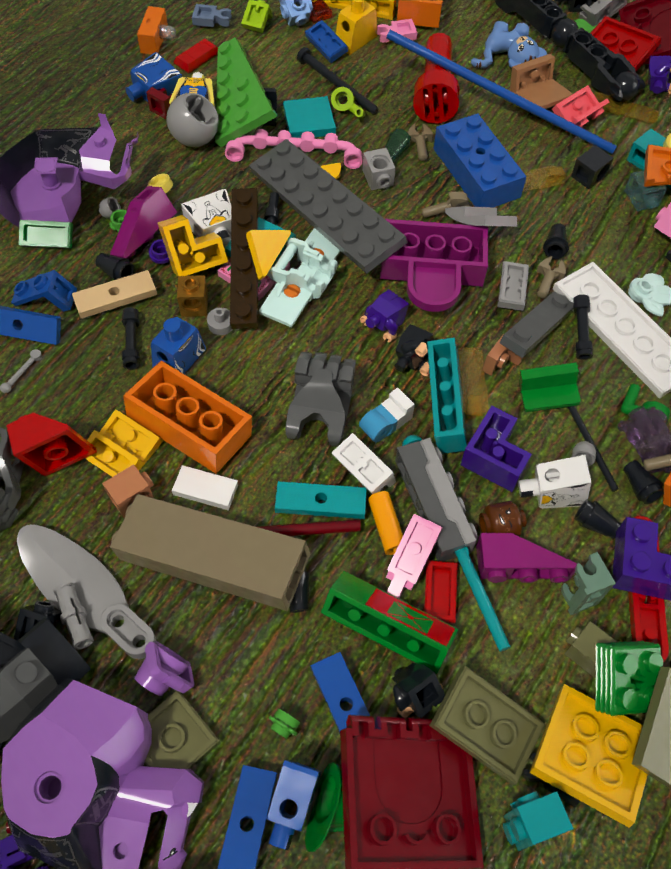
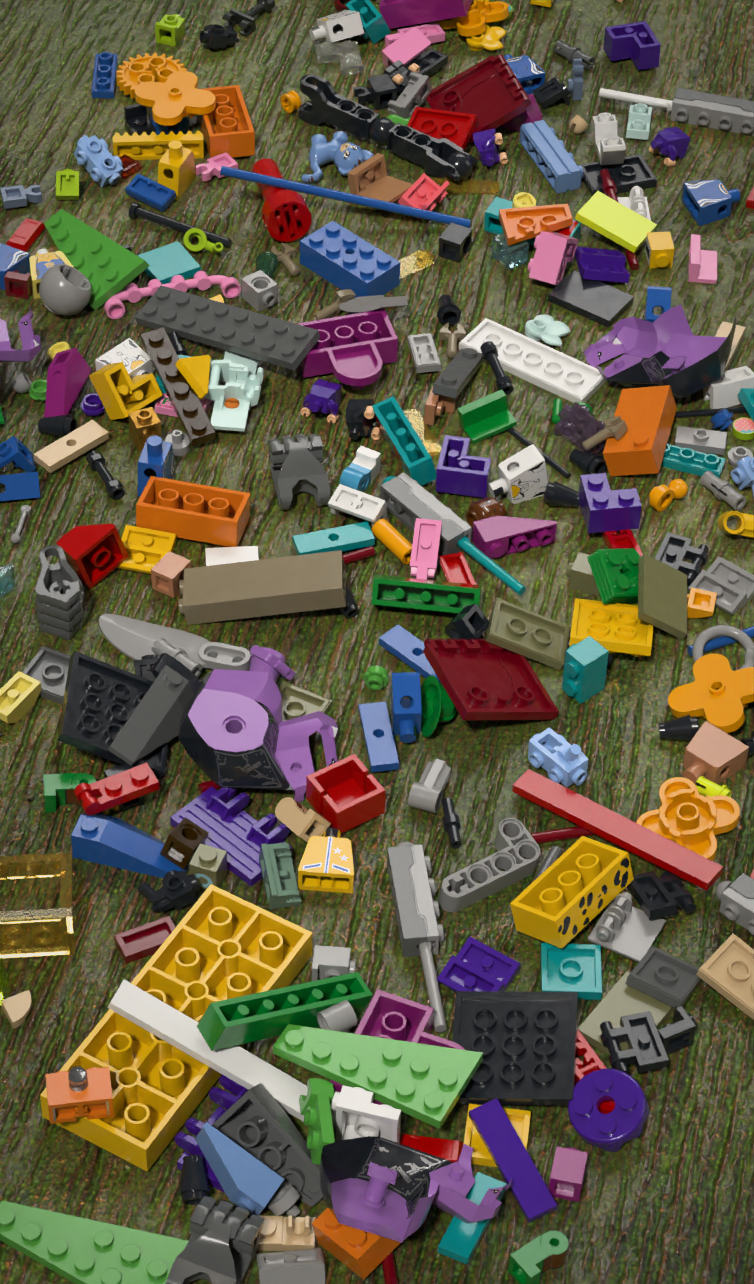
camera: 20 degrees left, 15 degrees down
(593, 584) = (571, 532): sand green hinge -> none

